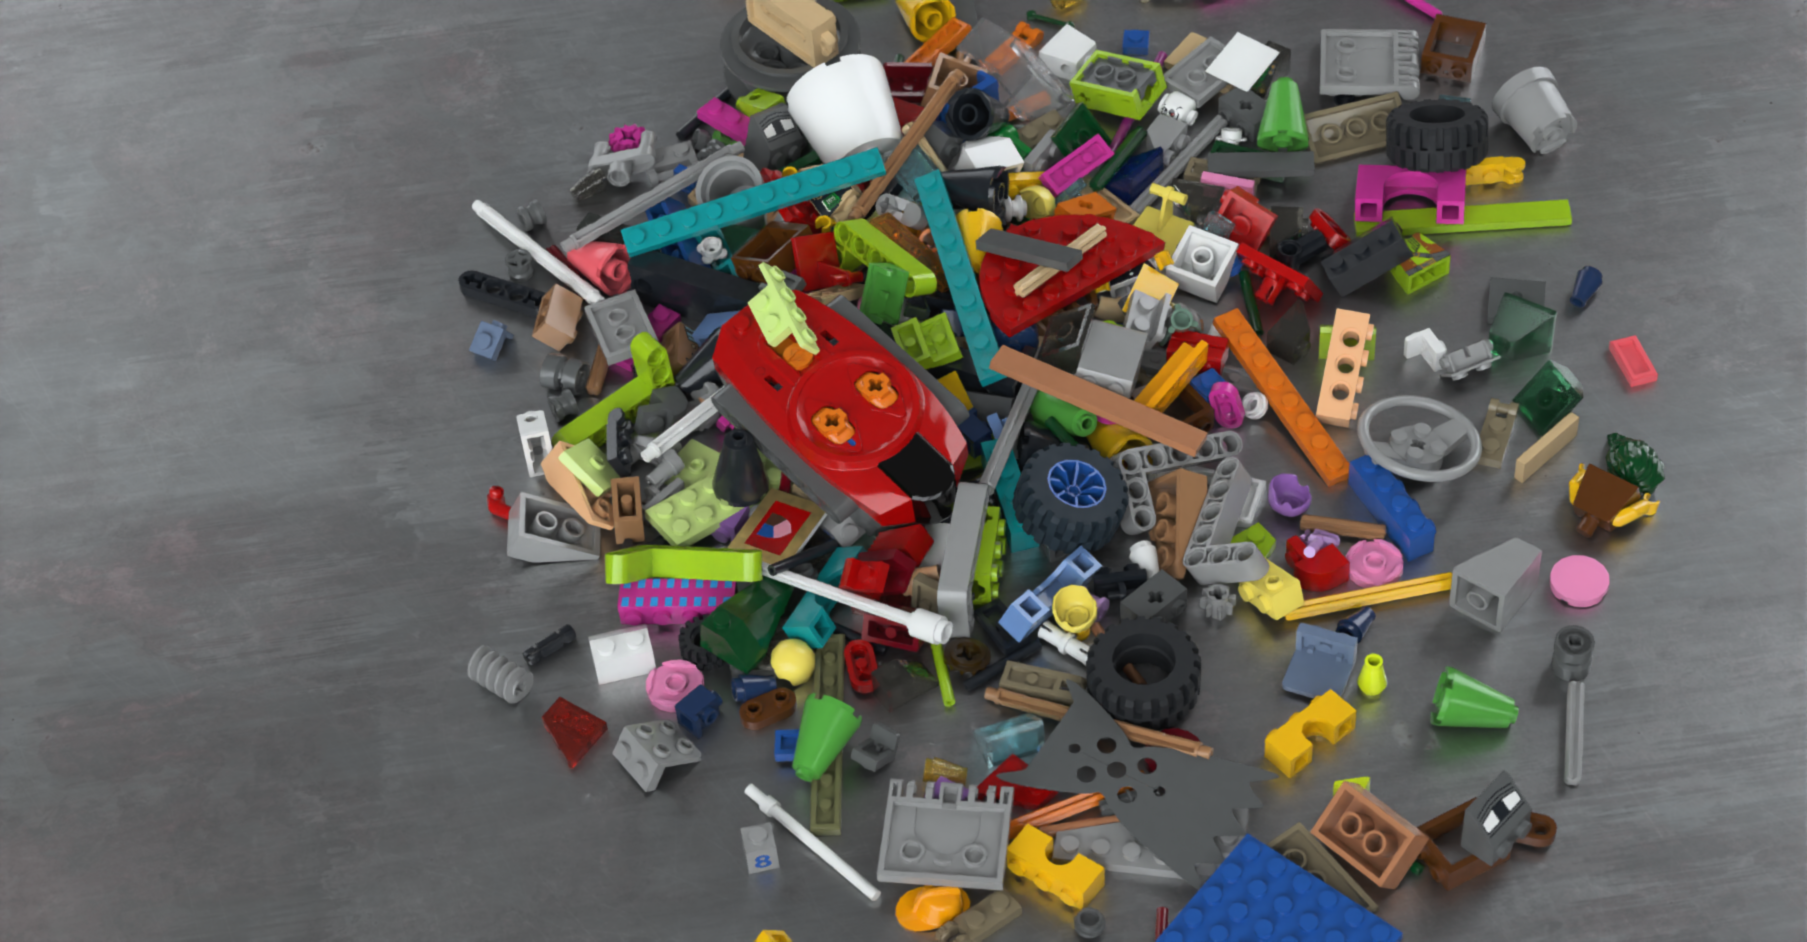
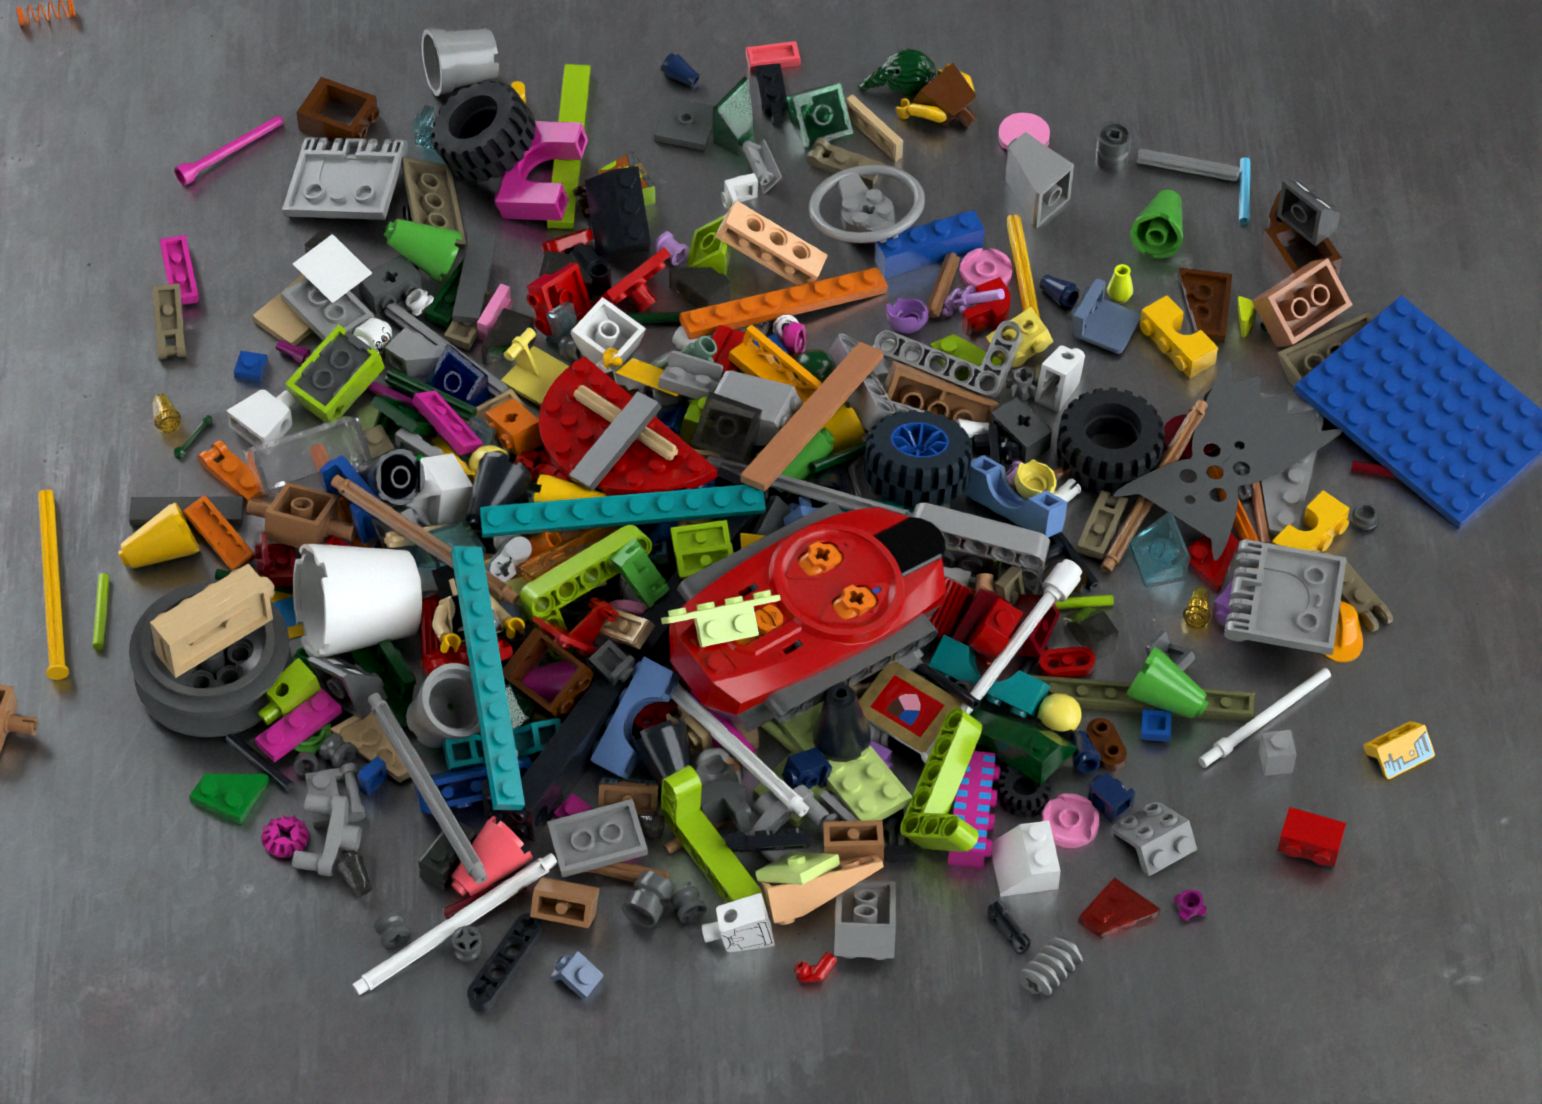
camera: 90 degrees left, 5 degrees up
(575, 782) = (1190, 897): none -> magenta plate
(653, 880) = (1311, 837): none -> red brick
(668, 100) = (229, 794): none -> green wing
(699, 459) = (807, 769): none -> dark blue brick
(1190, 412) = (817, 363): none -> dark green hair
(1228, 627) = (1062, 366): none -> white torso
(1339, 302) = (677, 251): none -> lavender bush
(1382, 759) = (1207, 300): none -> reddish brown wing
(1565, 789) = (1244, 199): none -> medium azure piece
(1589, 362) = (771, 91): none -> black hinge

